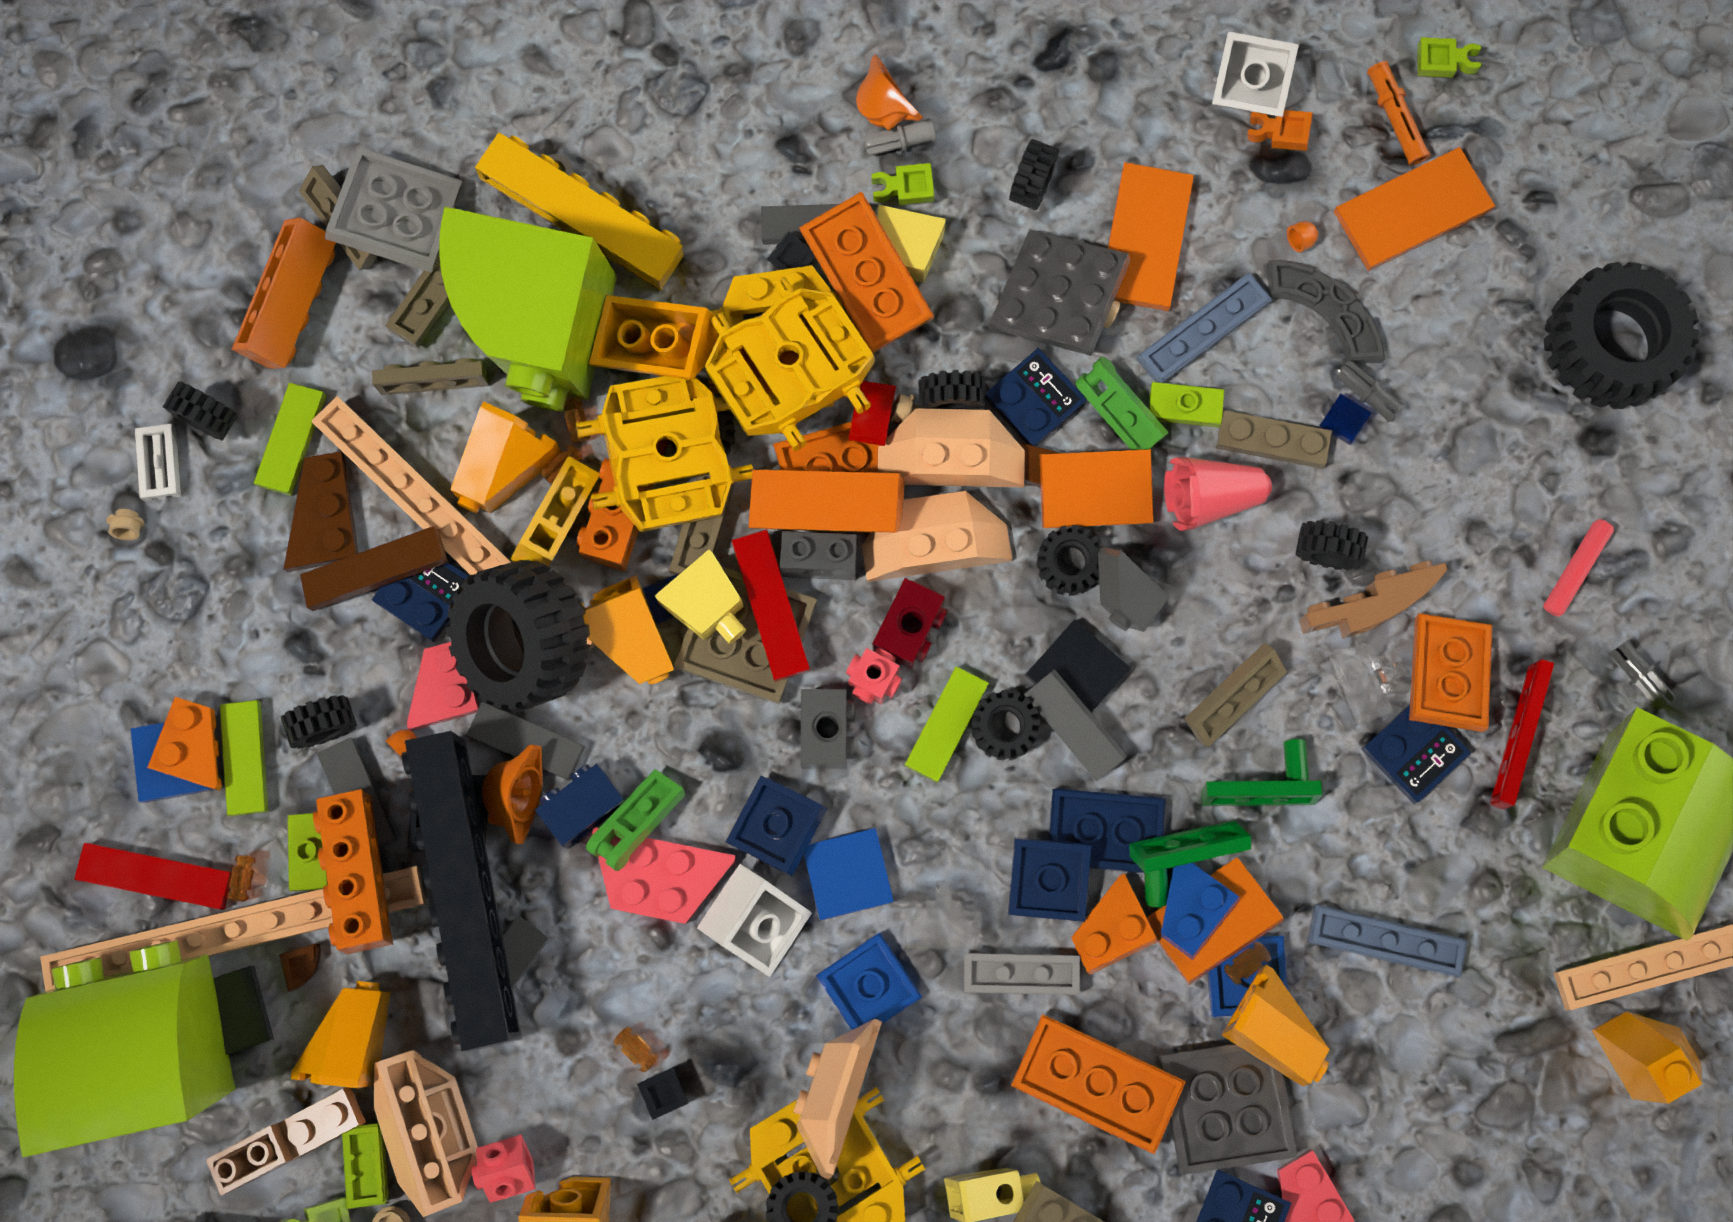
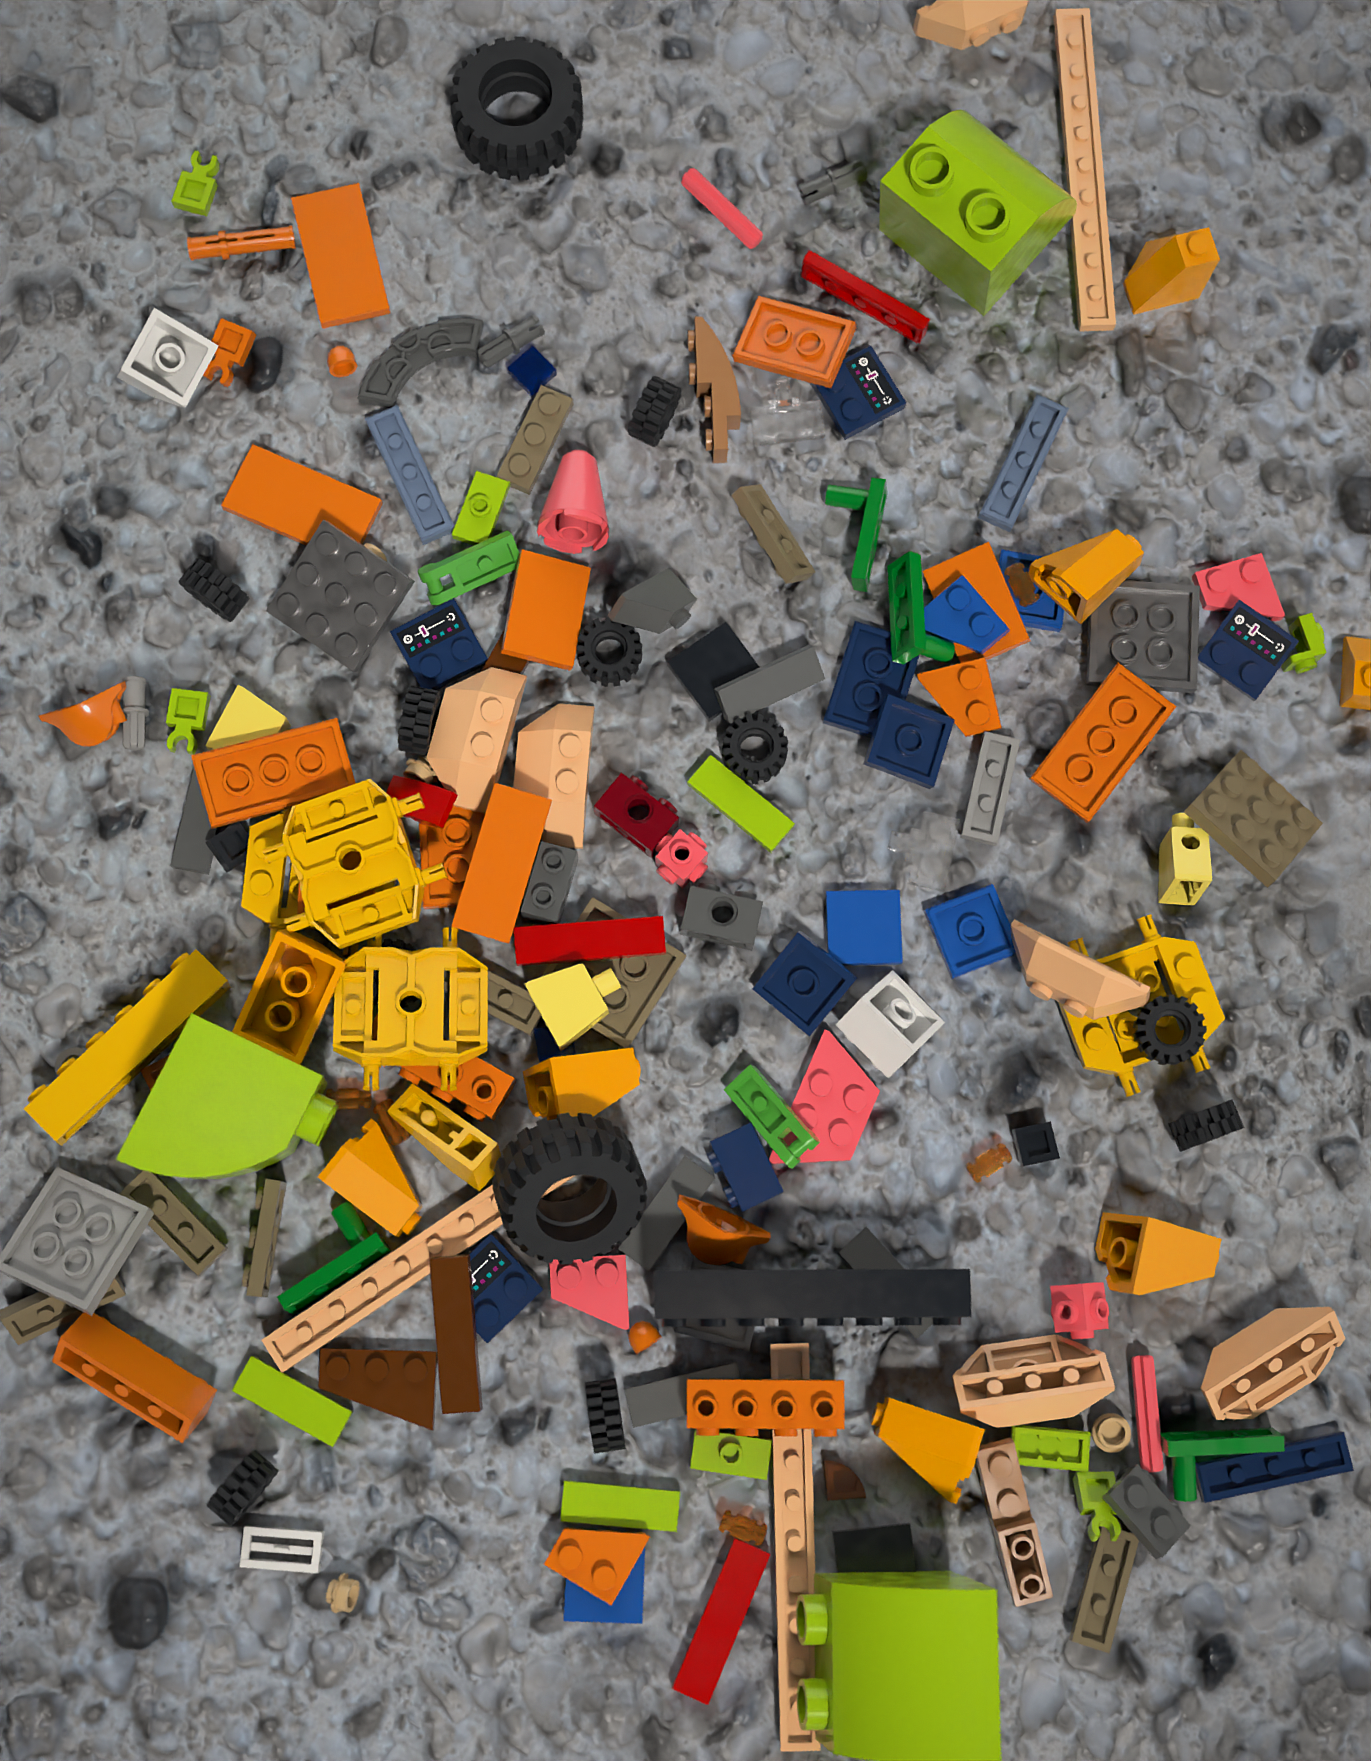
camera: 85 degrees left, 0 degrees up
(434, 468) = (364, 1252): none -> green piece

